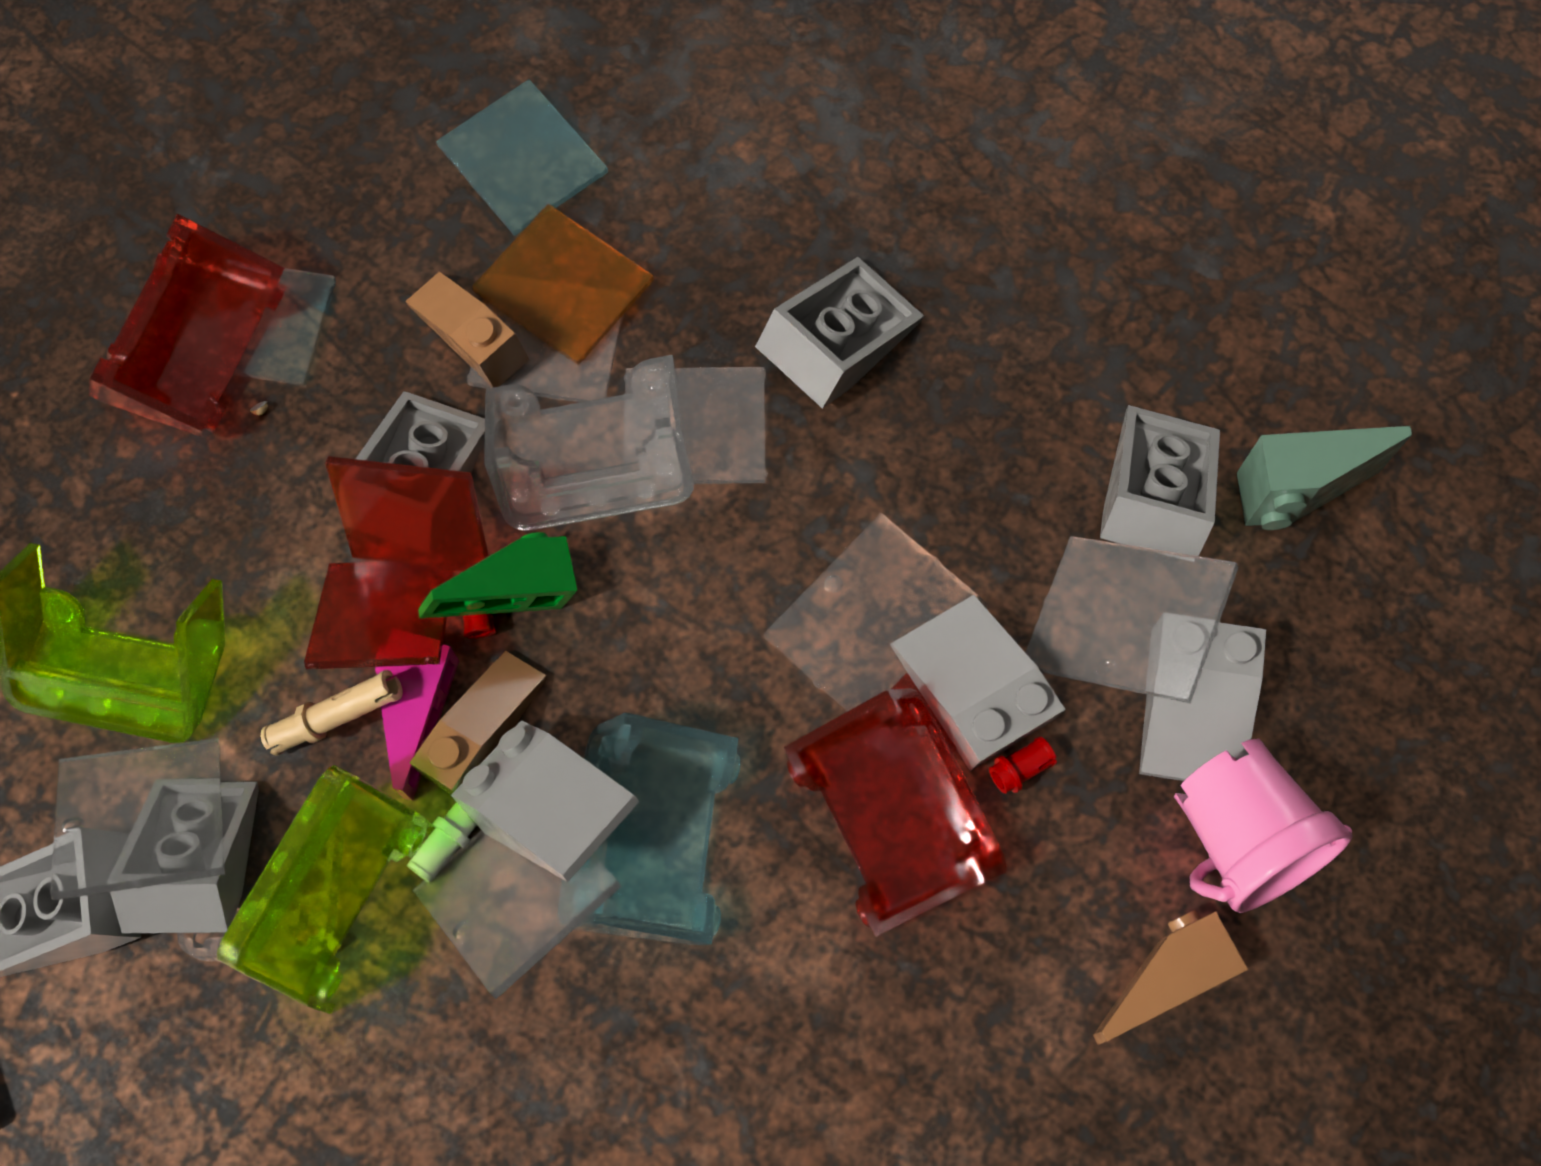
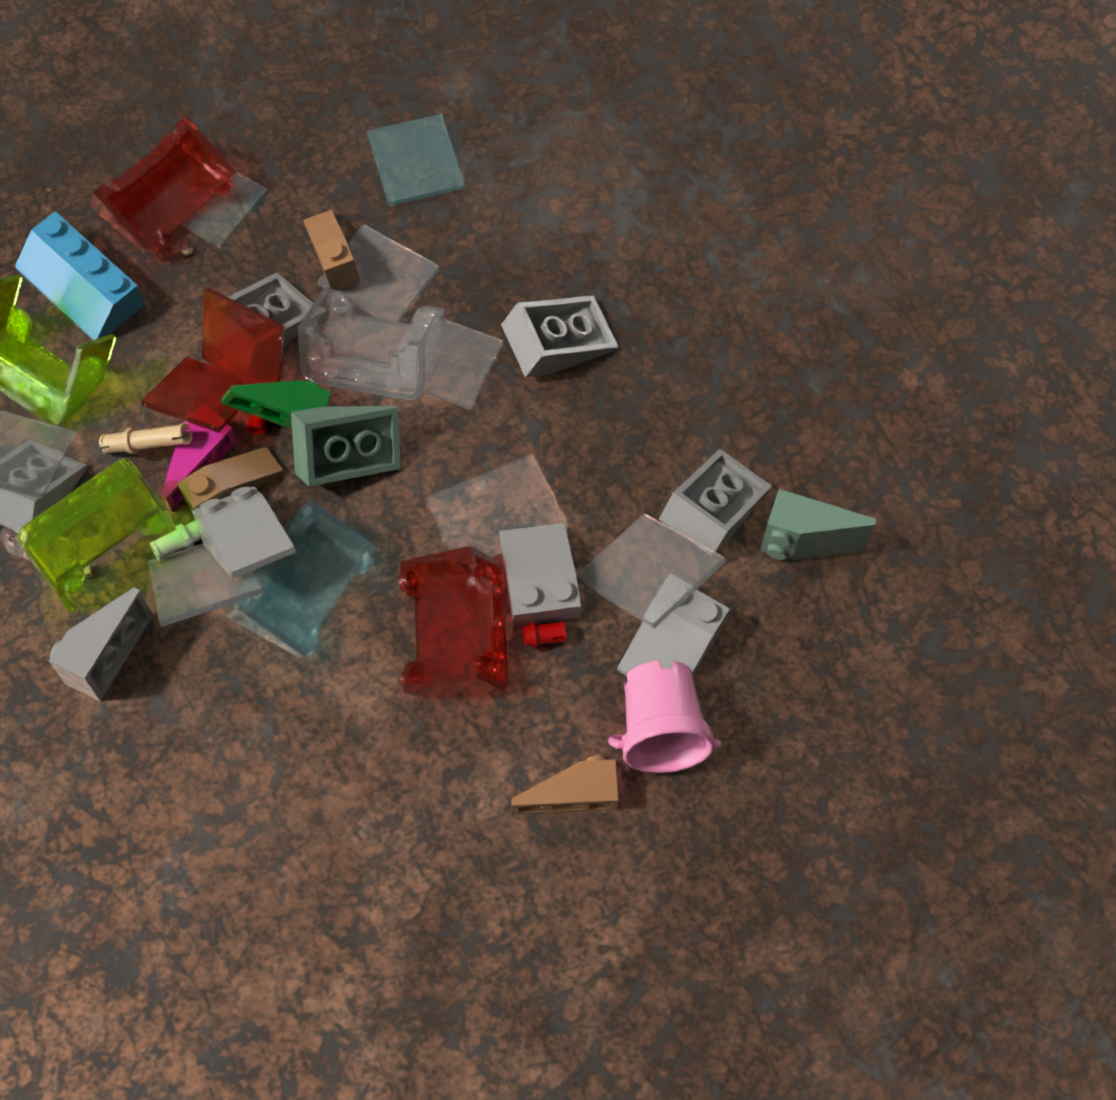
camera: 20 degrees right, 5 degrees down
(119, 510) = (78, 278): none -> dark azure slope
(405, 1063) = (100, 644): none -> light grey slope
(563, 284) = (403, 244): clear orange piece -> none
(621, 604) = (345, 442): none -> sand green slope

